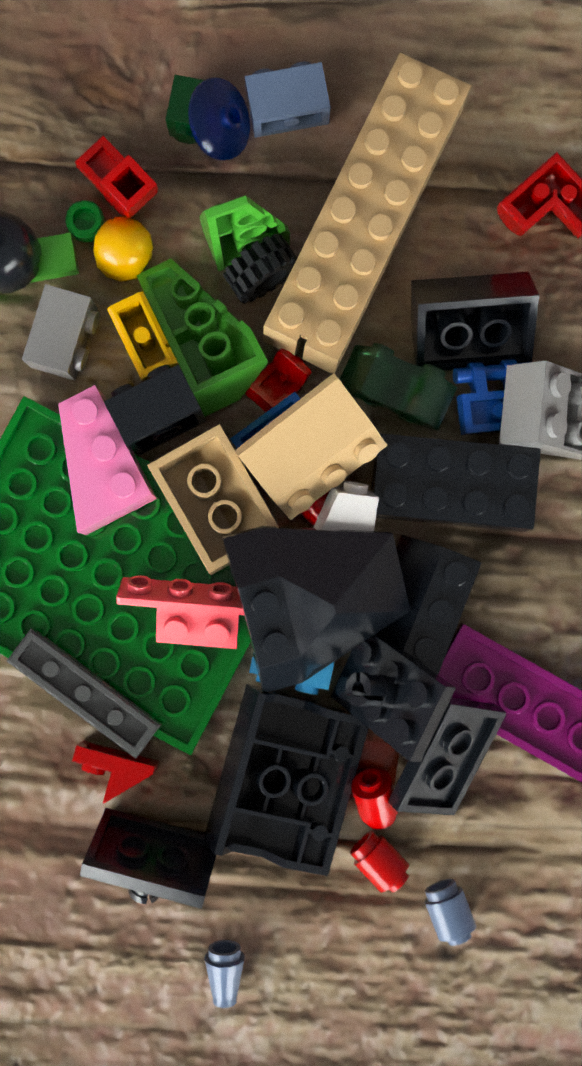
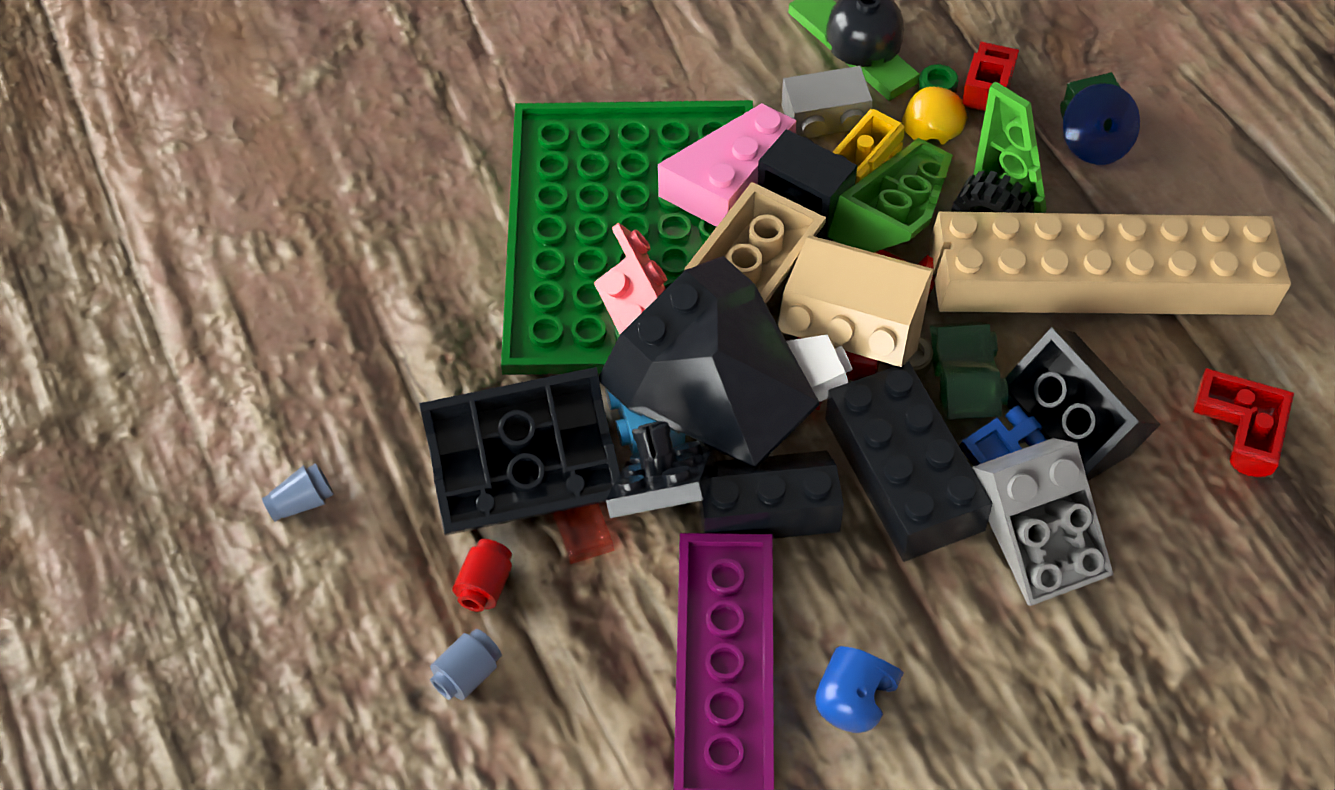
camera: 65 degrees right, 30 degrees down
(84, 692) = (512, 256): dark grey tile -> none
(124, 768) = (452, 319): red slope -> none
(149, 859) = (384, 370): black plate -> none
(287, 99) = (1162, 168): sand blue brick -> none
(371, 793) = (547, 535): red brick -> none
(450, 759) = (628, 567): black plate -> none

